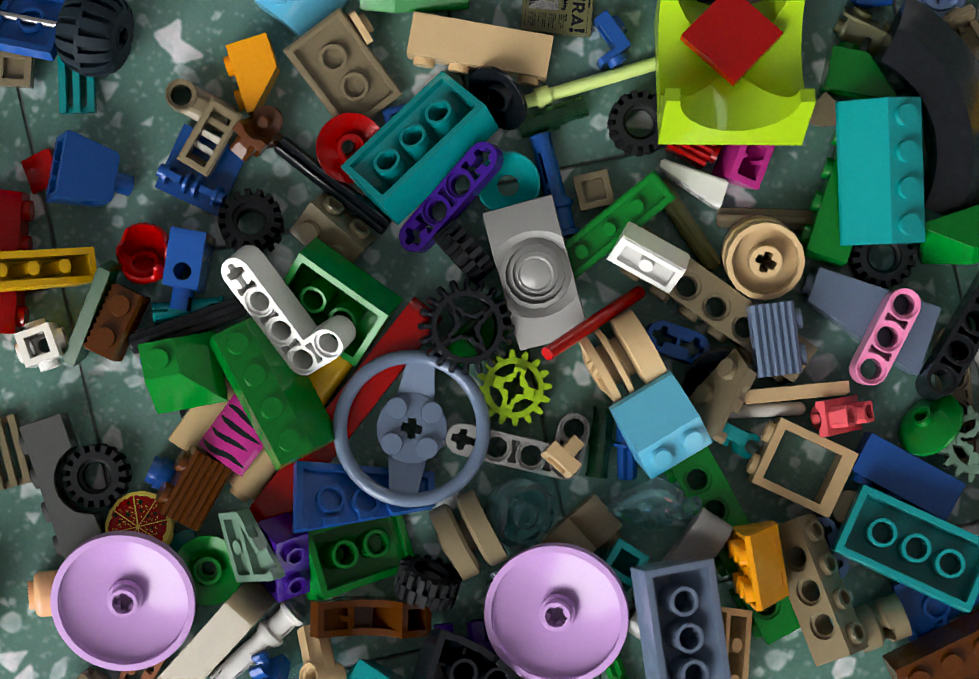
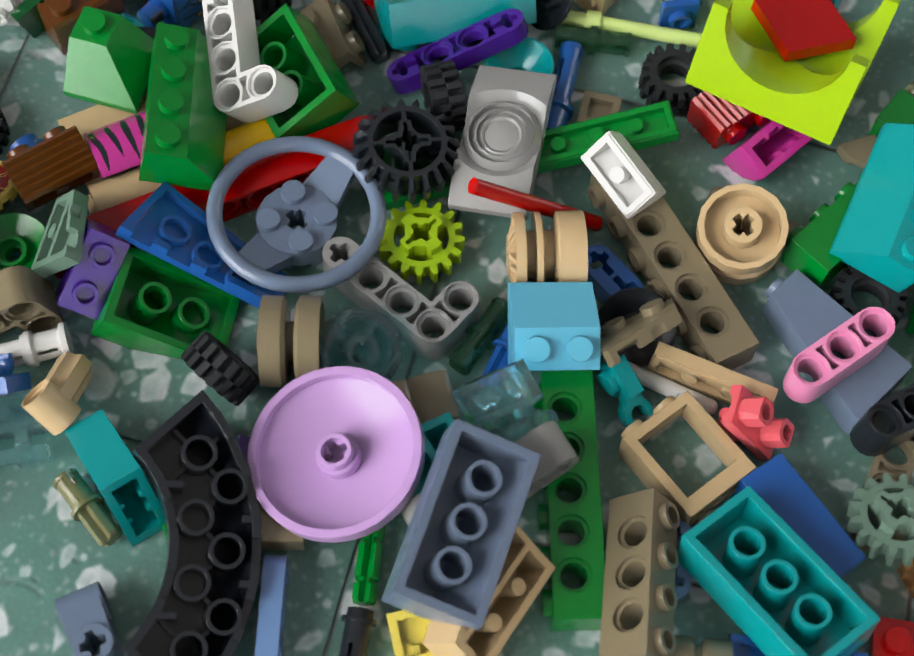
camera: 25 degrees right, 25 degrees down
(368, 617) = (133, 375): reddish brown arch -> none
(563, 456) = (435, 305): tan tile -> none
(691, 232) = (676, 184): olive axle -> none
(702, 185) = (705, 149): white slope -> none
(759, 564) = (588, 499): light orange slope -> none
(776, 338) = (718, 301): sand blue brick -> none
(930, 425) = (851, 475): green dish -> none

